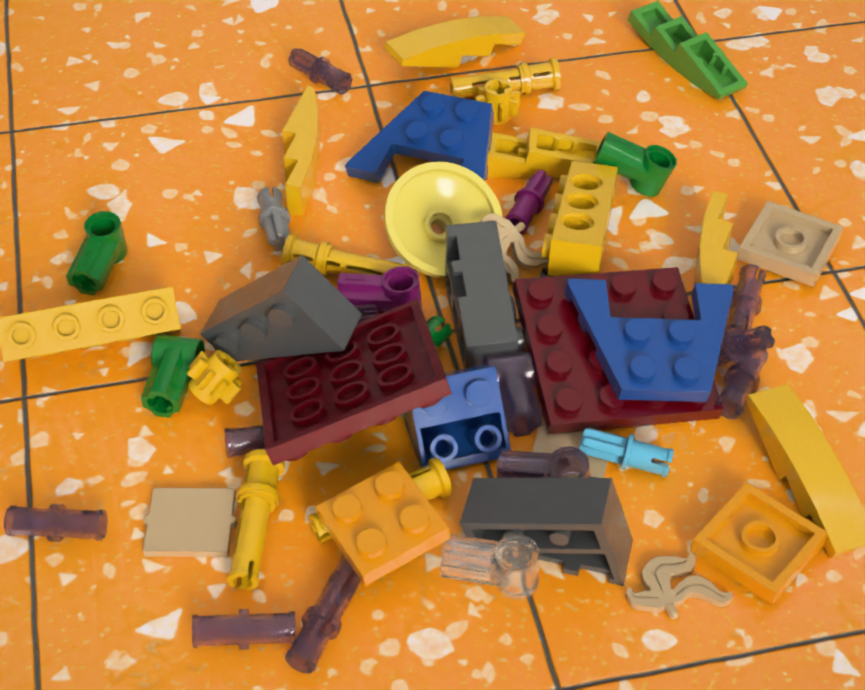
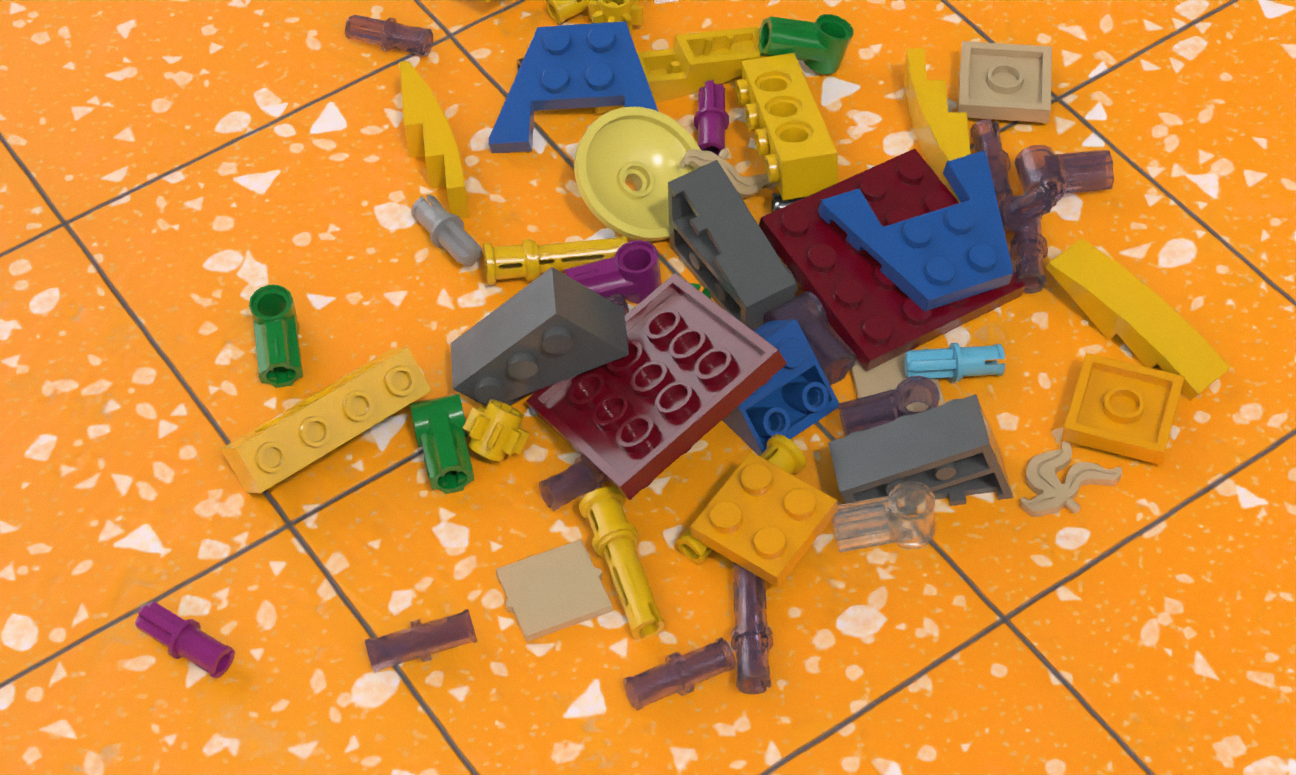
camera: 20 degrees left, 5 degrees up
(804, 329) = (1064, 172): none -> piece

